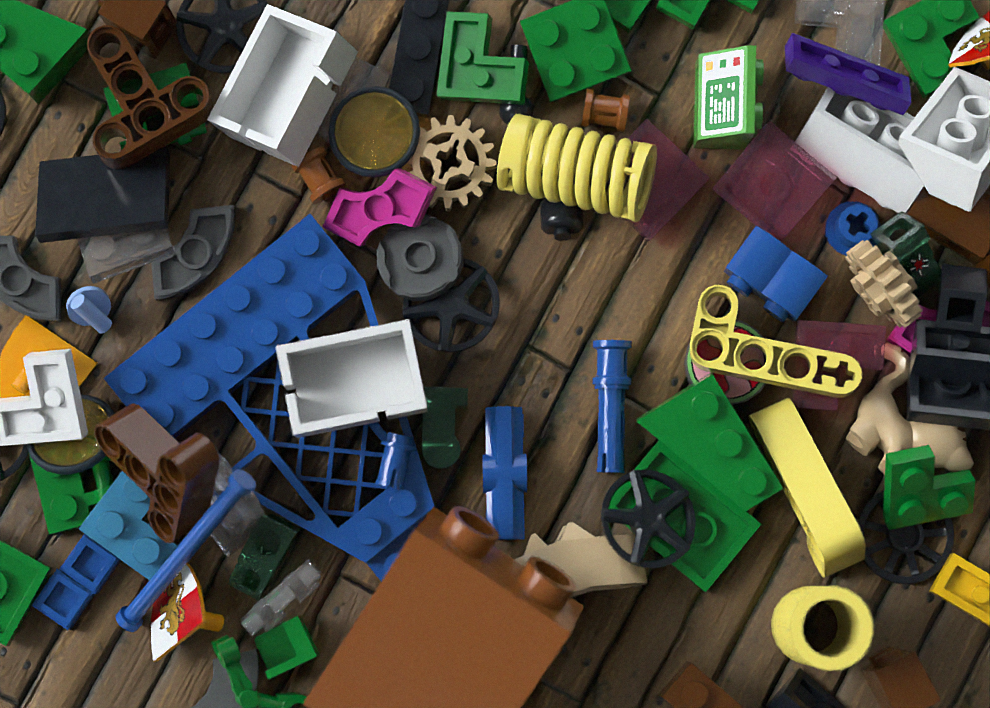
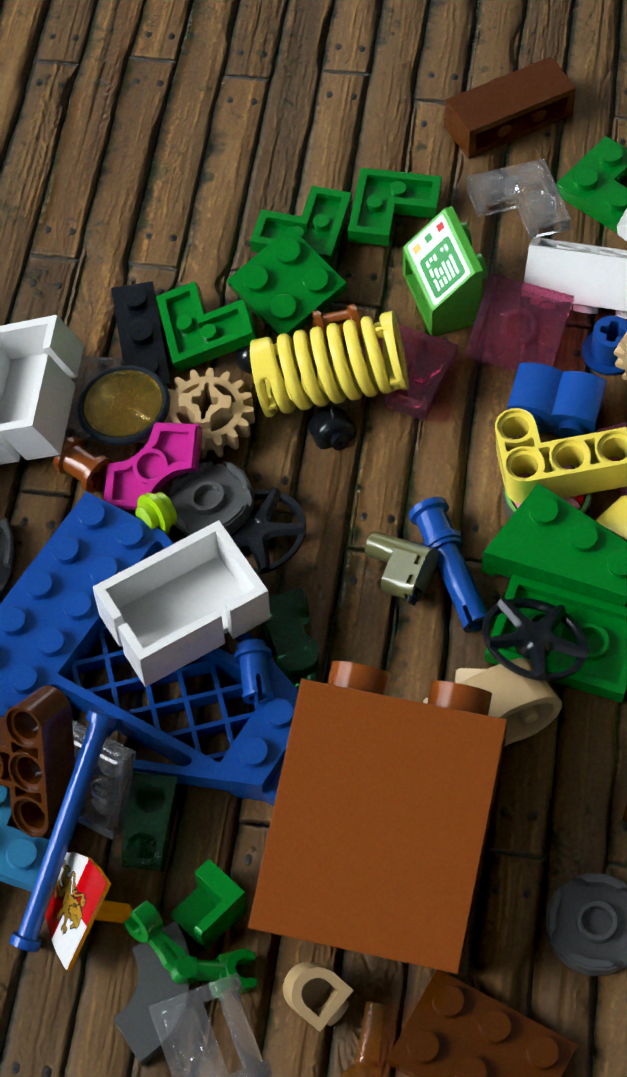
camera: 15 degrees left, 25 degrees down
(269, 610) = (179, 858): clear plate -> none
(365, 259) = (156, 511): none -> lime plate
(505, 471) = (364, 639): blue piece -> none
(573, 393) = (408, 565): none -> olive piece
(847, 74) = (544, 226): dark purple plate -> none

